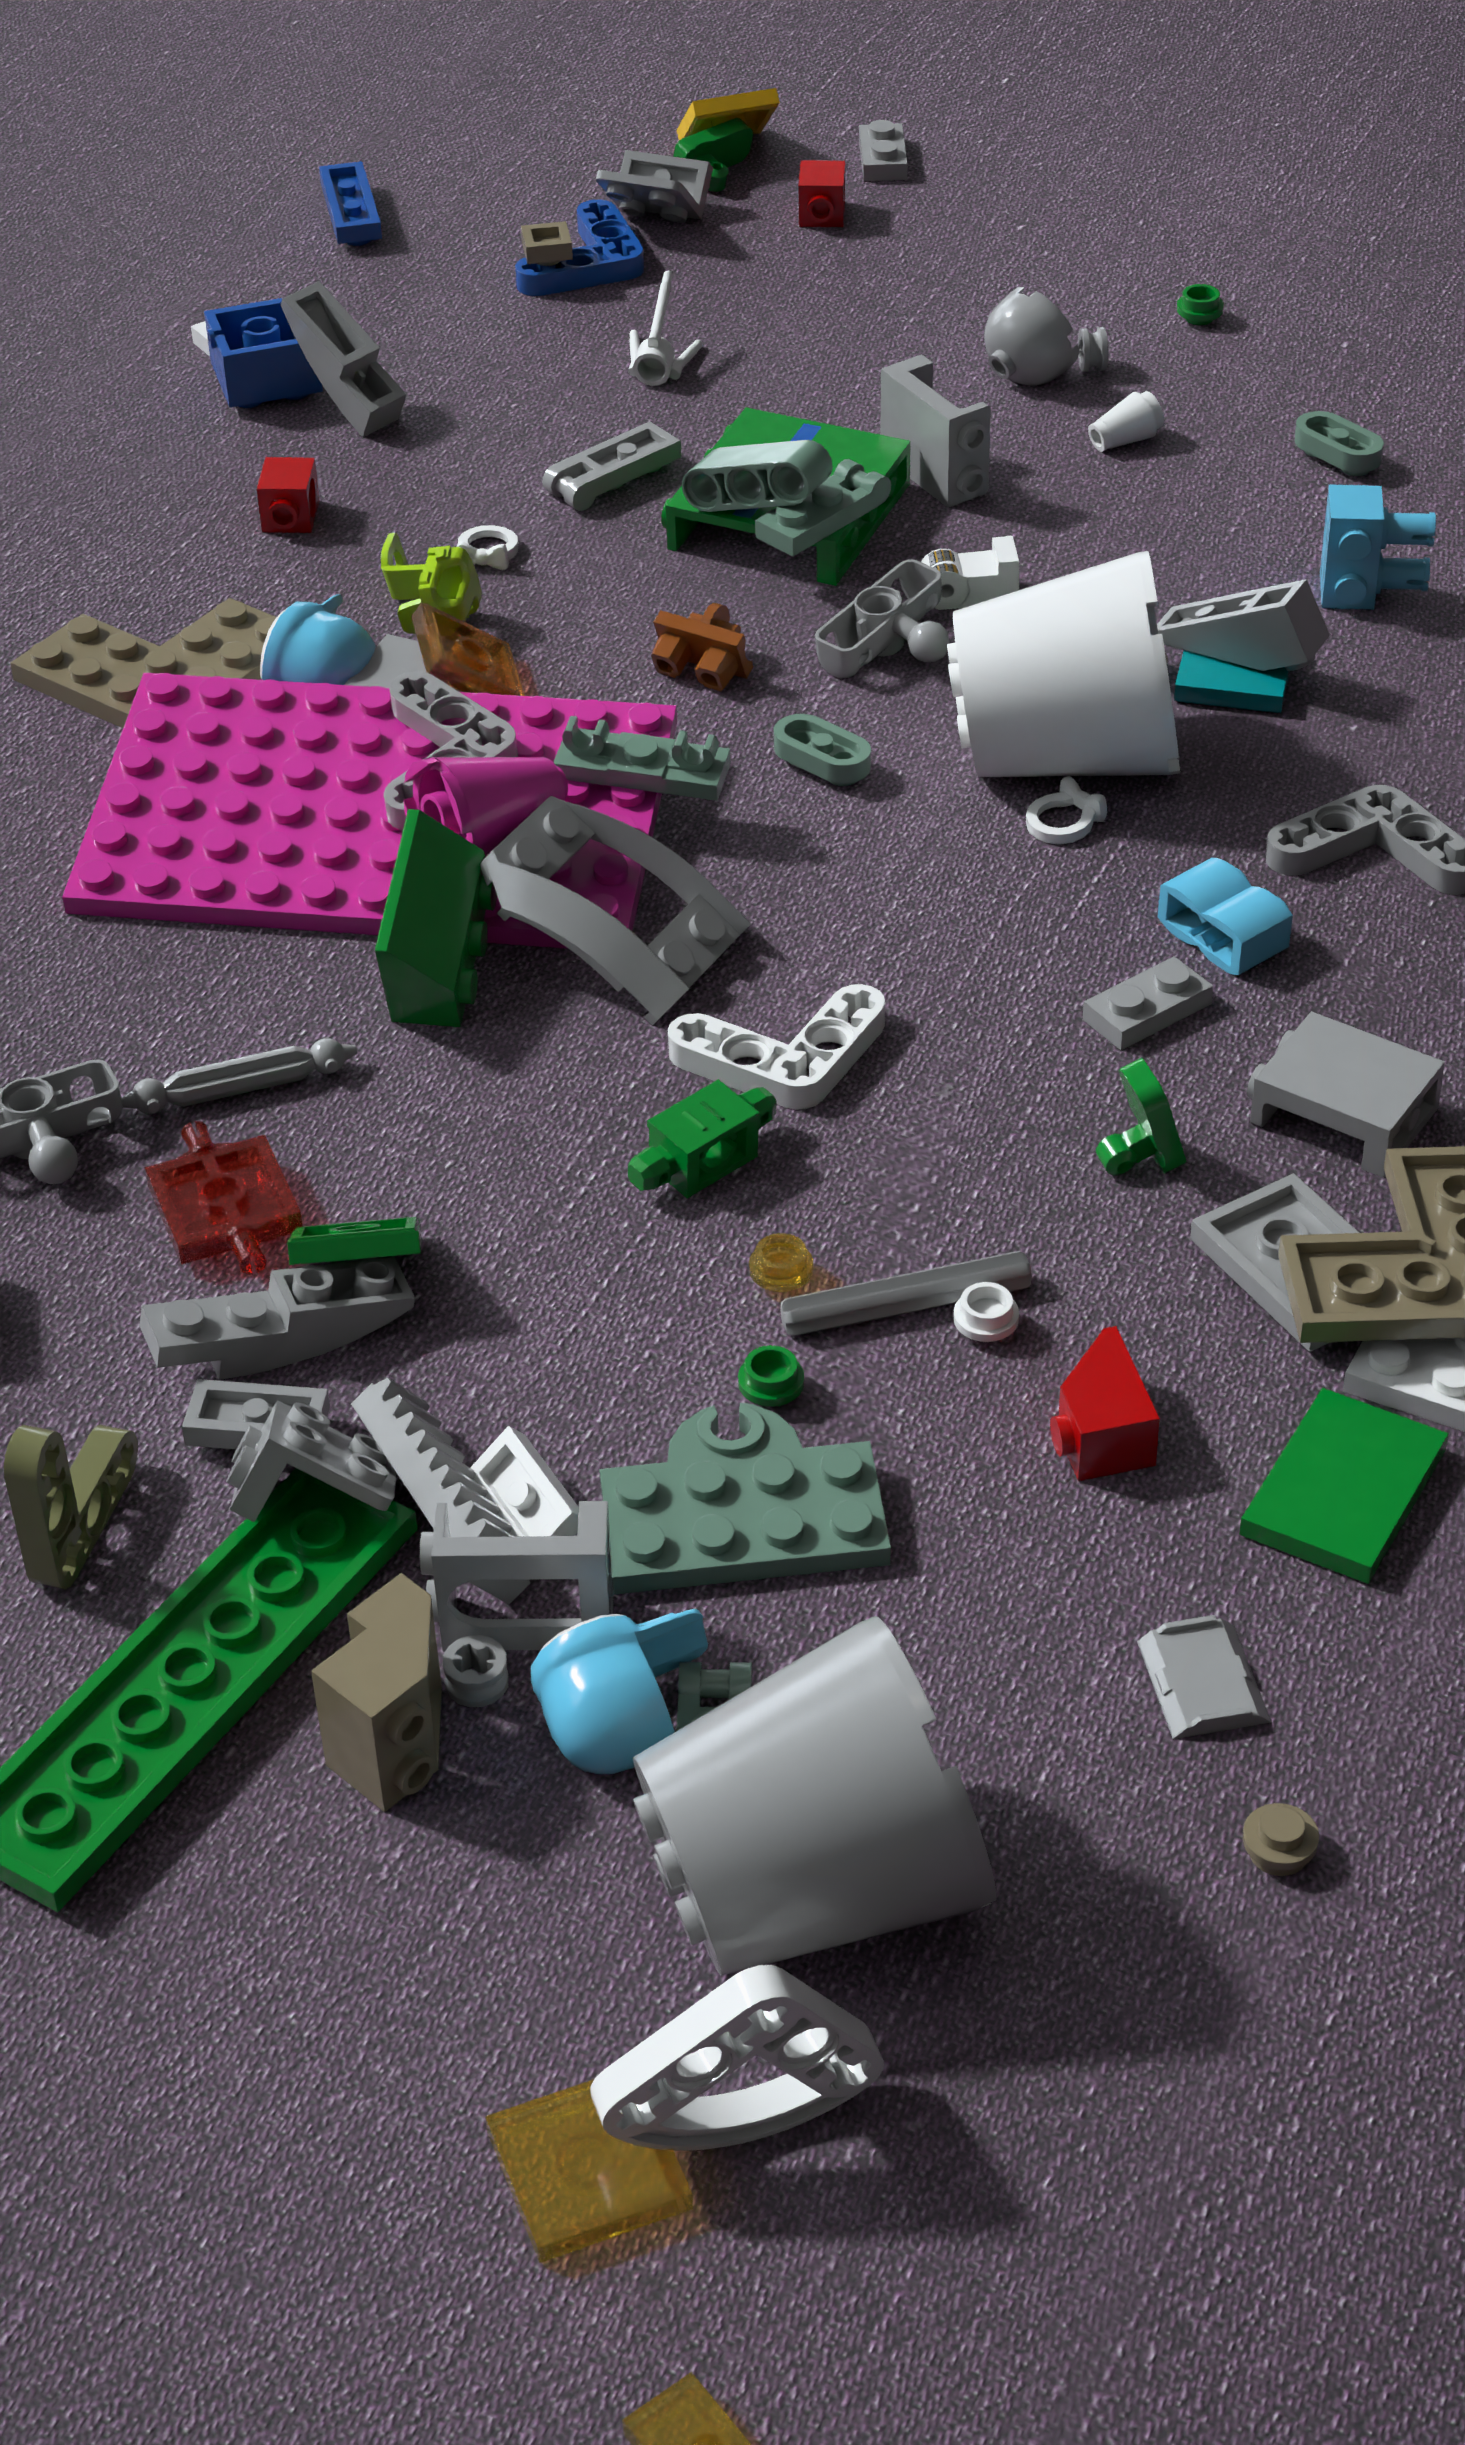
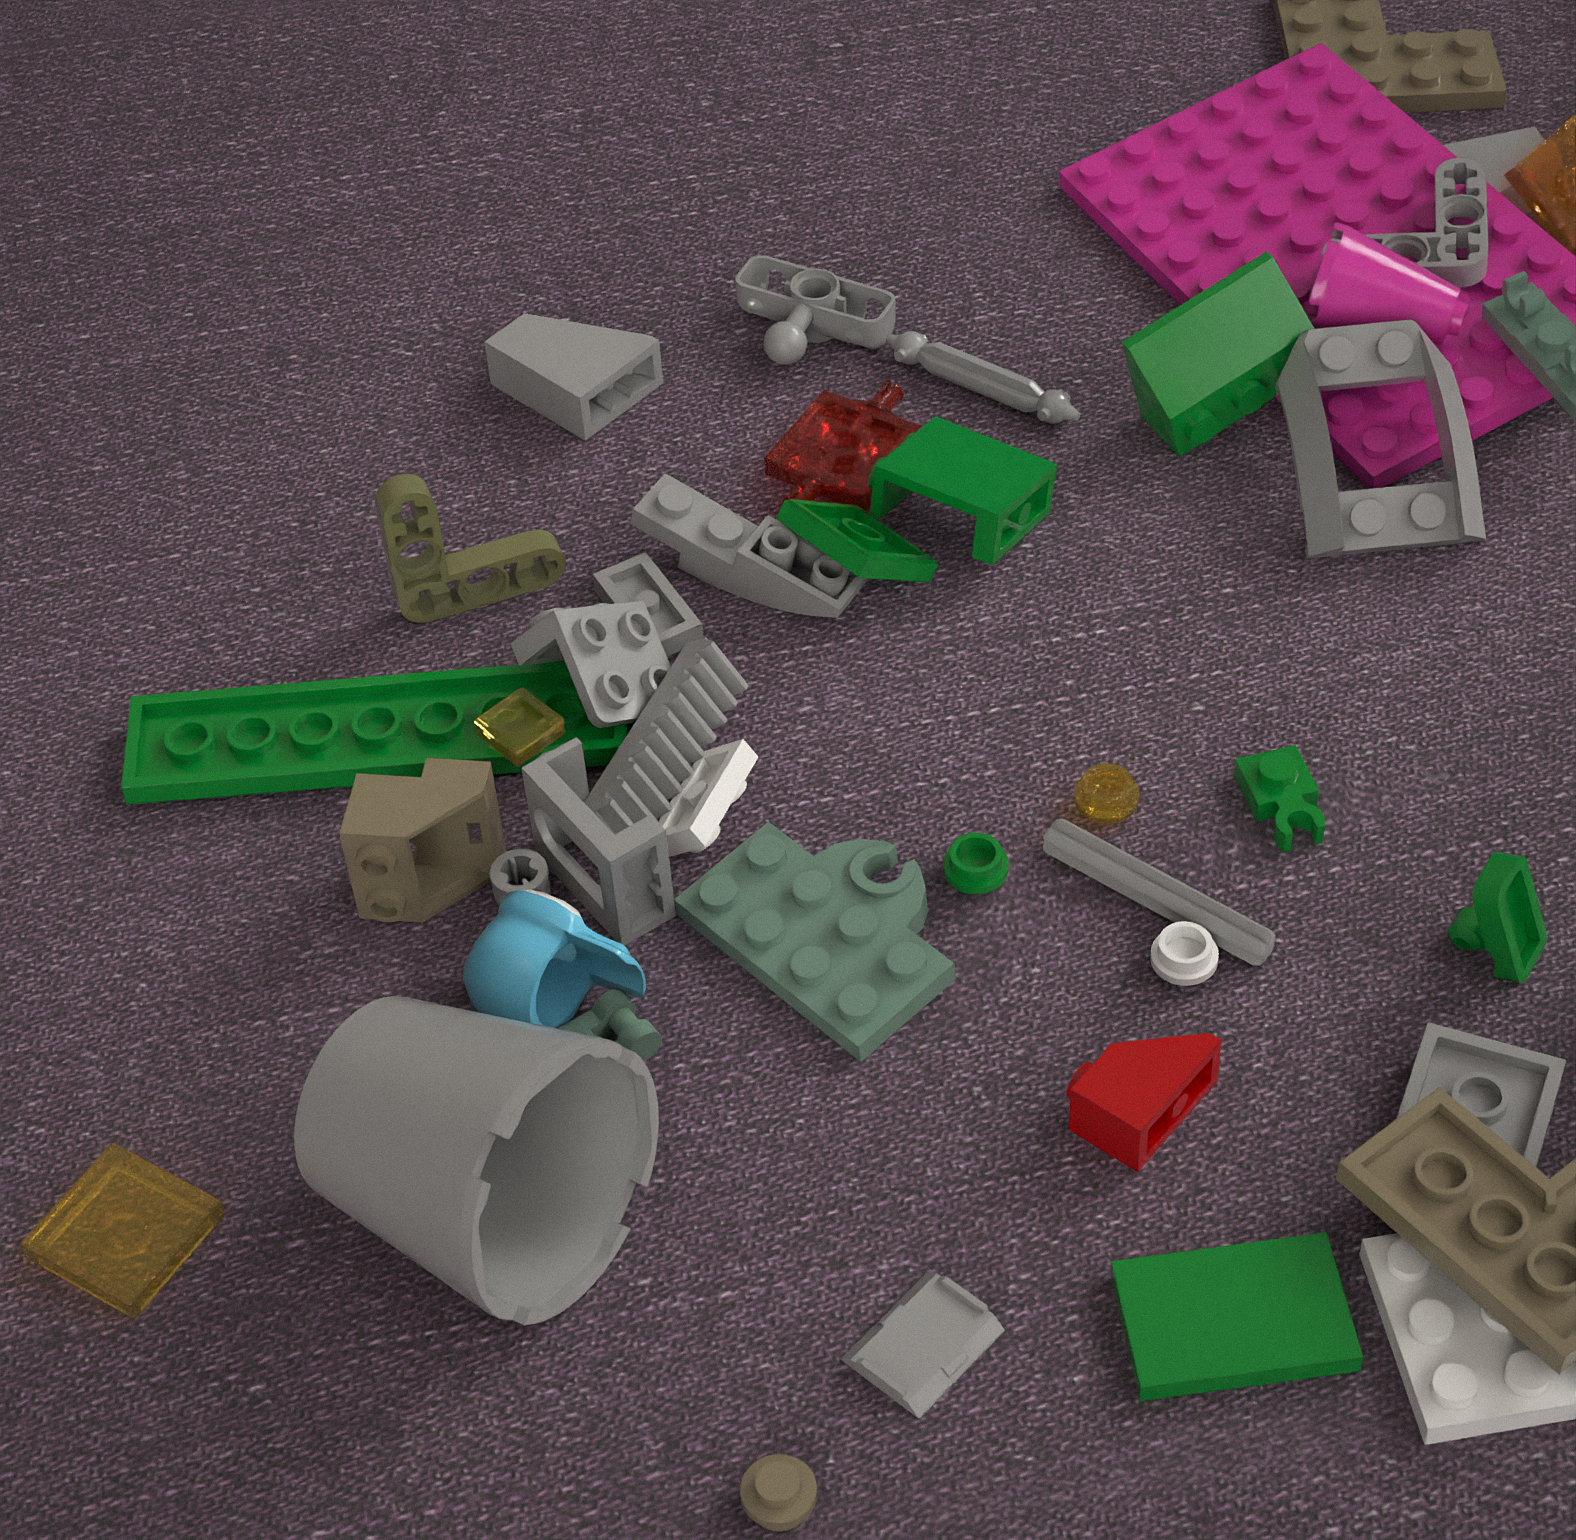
camera: 55 degrees right, 5 degrees up
(315, 645) = (1468, 98): medium azure piece -> none
(318, 1564) = (519, 726): none -> clear yellow tile
(363, 1134) = (972, 473): none -> green panel
(702, 1138) = (1186, 661): green piece -> none
(710, 1045) = (1345, 660): white beam -> none
(761, 2011) = (219, 1255): white beam -> none
(879, 1170) = (1281, 788): none -> green plate

